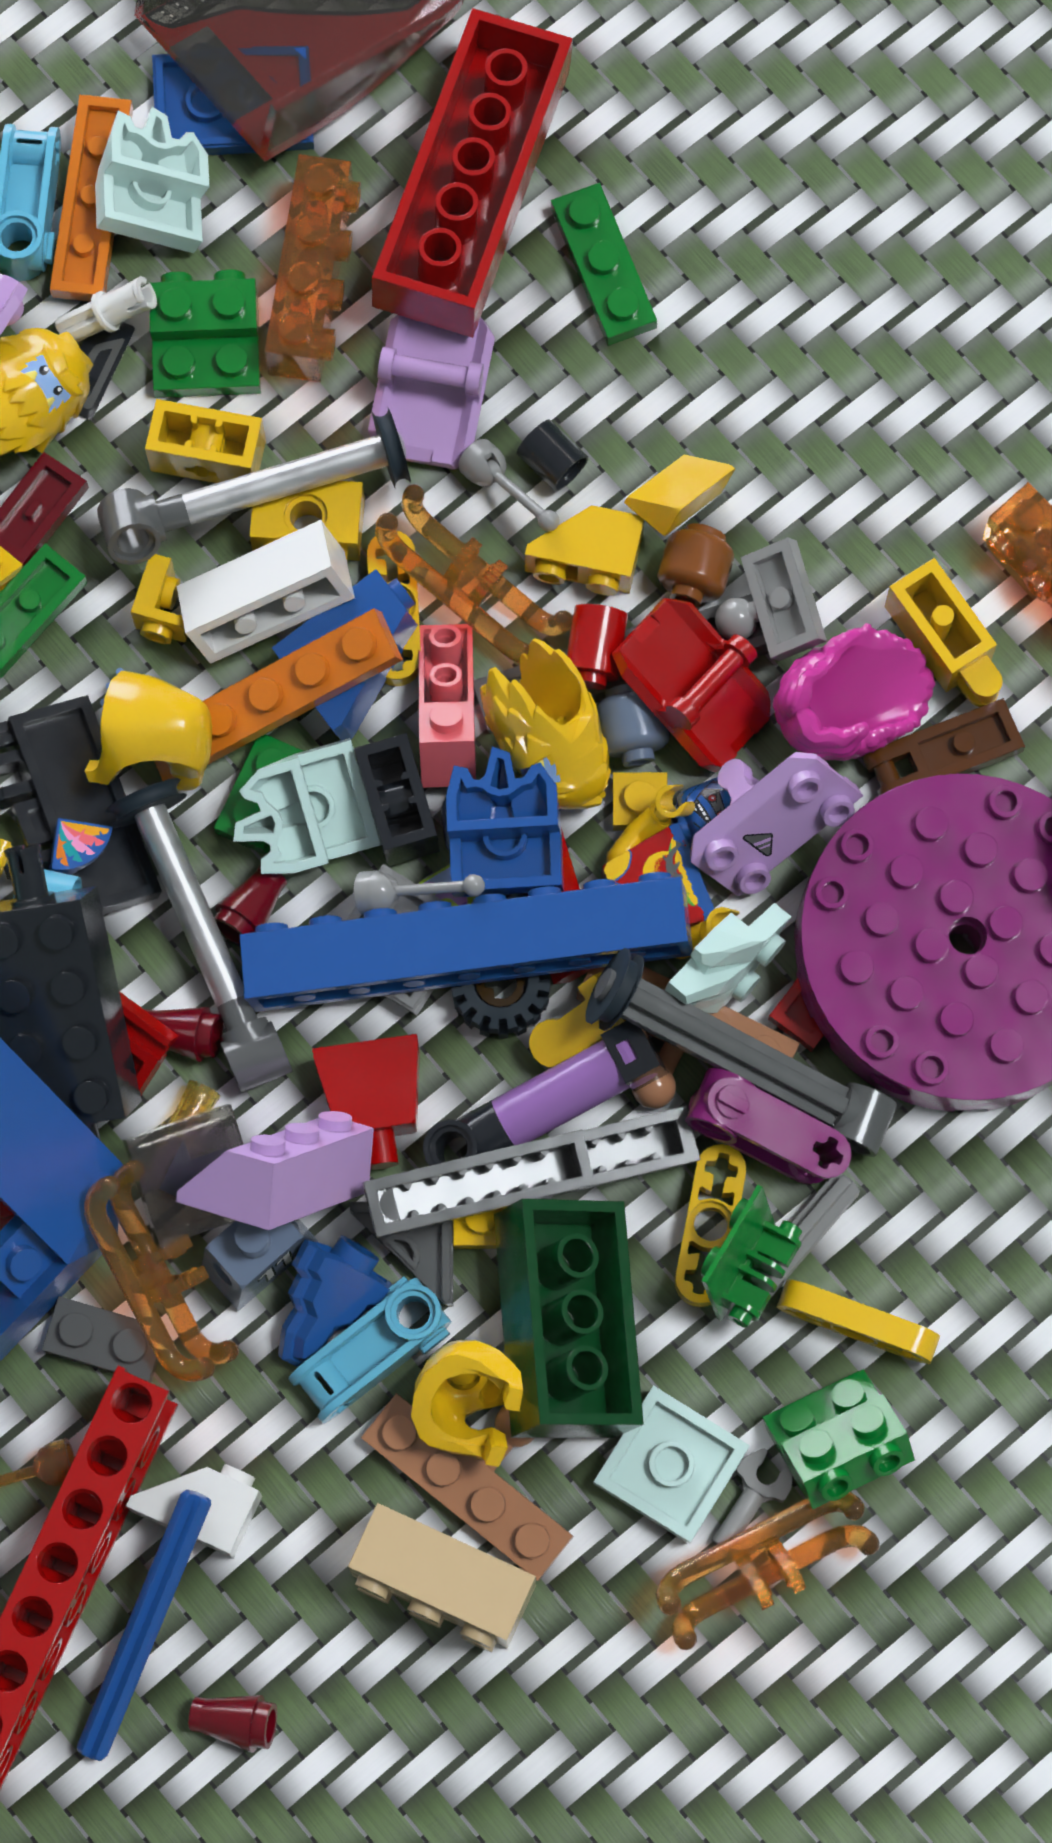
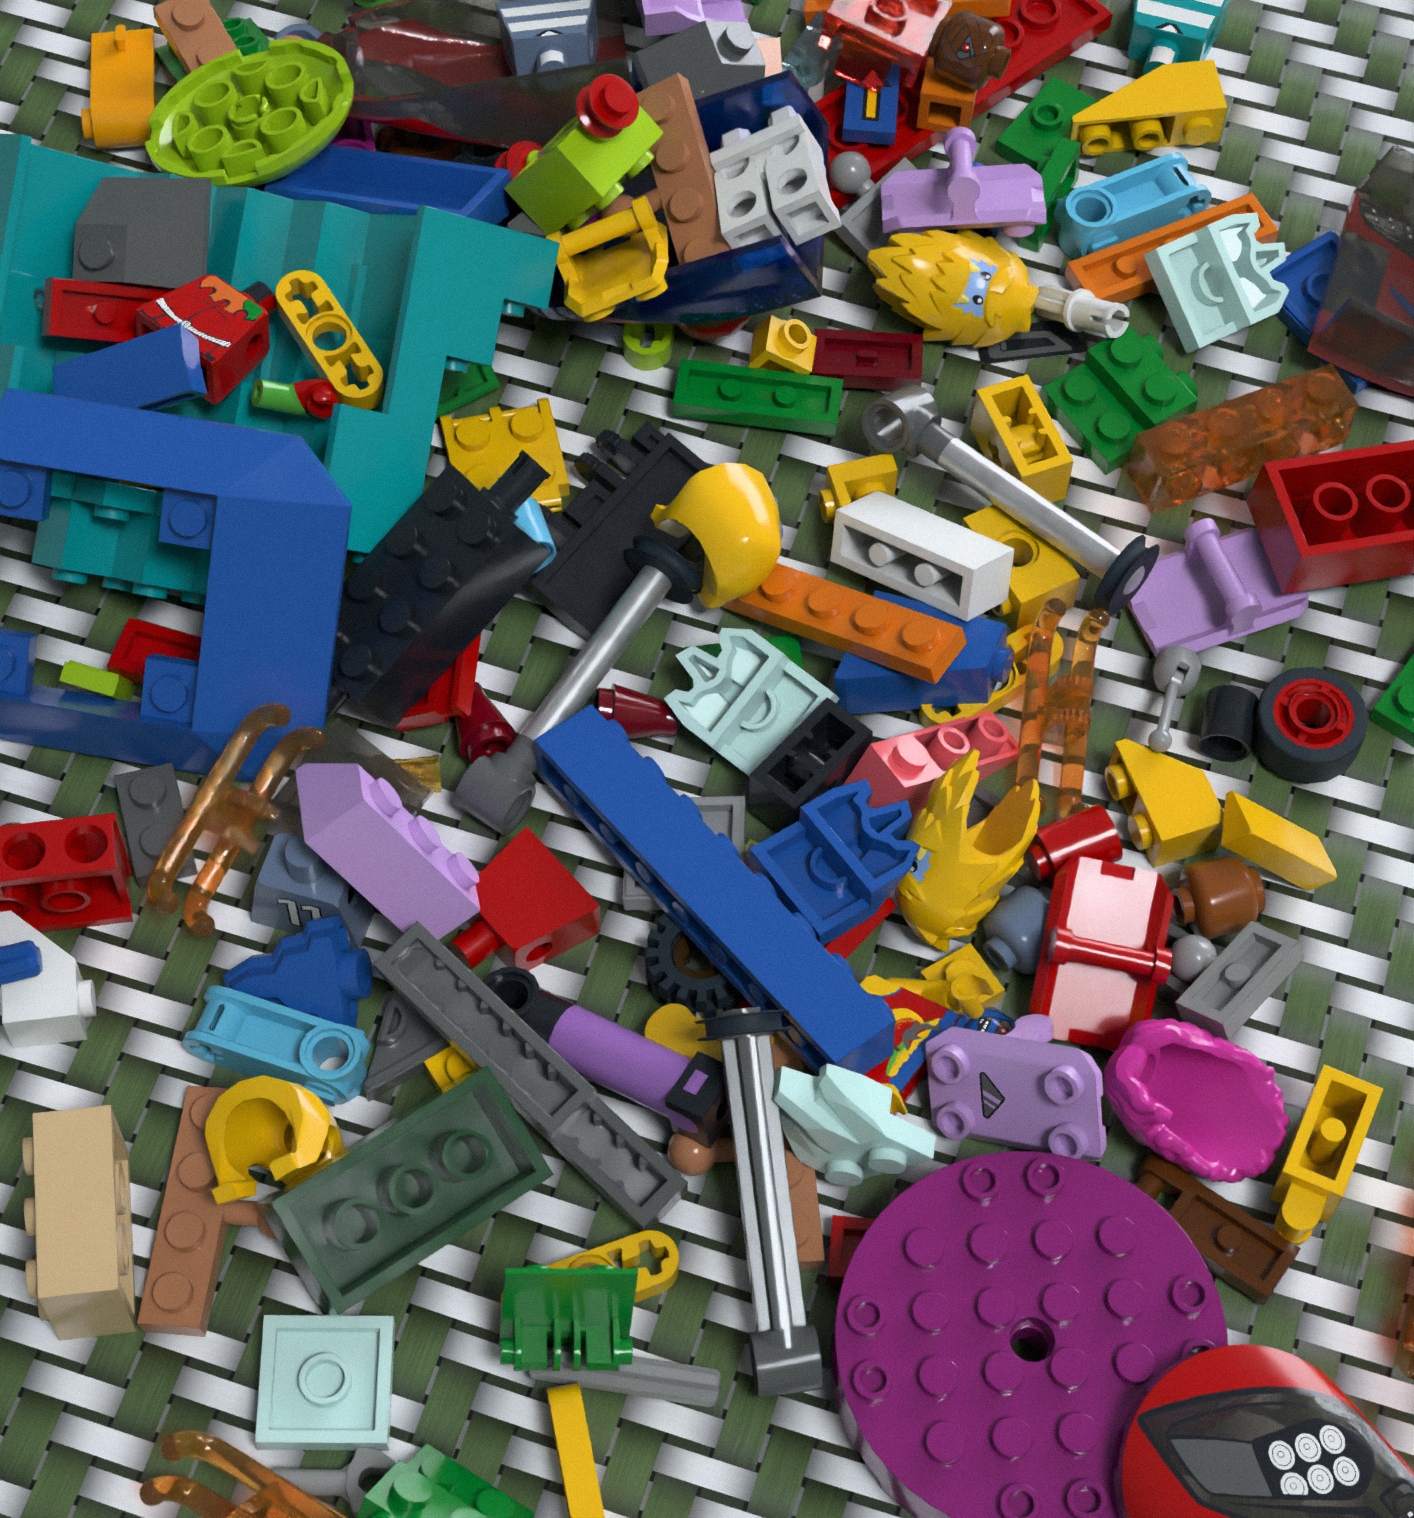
camera: 55 degrees right, 15 degrees down
(77, 844) = (588, 541): tile -> none
(381, 890) = (714, 800): light grey hinge -> none
(595, 368) = (1316, 698): none -> wheel
(766, 1128) = (712, 1265): magenta piece -> none

